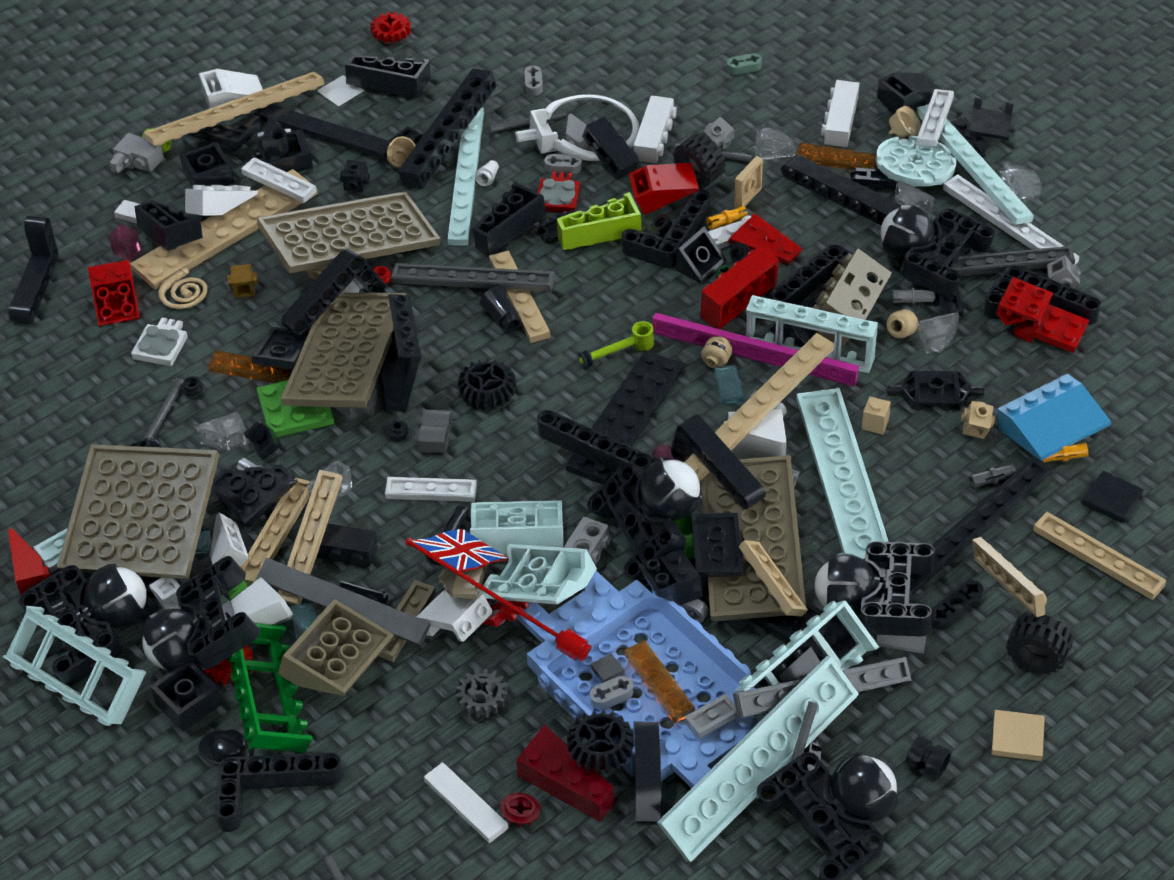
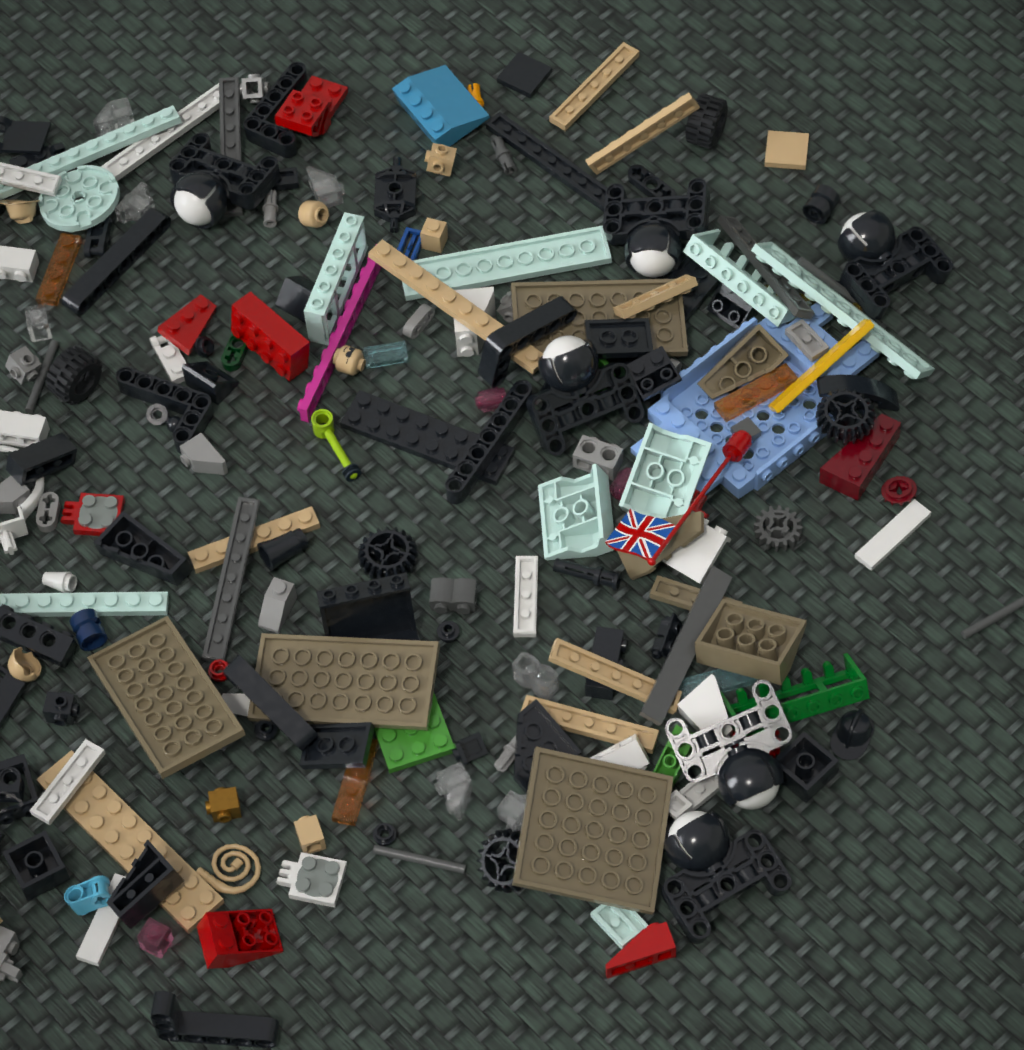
camera: 90 degrees left, 10 degrees up
(131, 677) = (806, 876): light aqua window -> none
(173, 197) = (87, 895): none -> medium azure piece
(201, 335) = (309, 834): none -> tan brick
(216, 198) = (95, 842): white slope -> none
(268, 776) = (883, 689): black beam -> none
(432, 189) = (88, 629): none -> dark blue wheel
(443, 309) = (277, 604): none -> light grey slope
(548, 227) = (147, 504): black hinge -> none
(599, 223) = (155, 460): lime wedge -> none
(611, 692) = (775, 424): light grey beam -> none
(612, 256) = (202, 456): none -> light grey slope
(662, 184) = (106, 408): red slope -> none
(675, 726) = (821, 365): none -> yellow tile
(698, 671) = (748, 359): none -> dark tan wedge
(726, 217) = (148, 359): light orange pin -> none
(748, 183) = (109, 334): tan tile -> none
(811, 275) = (224, 271): black beam -> none
(850, 285) = (293, 255): piece -> none
(859, 404) = (416, 251): none -> blue tile

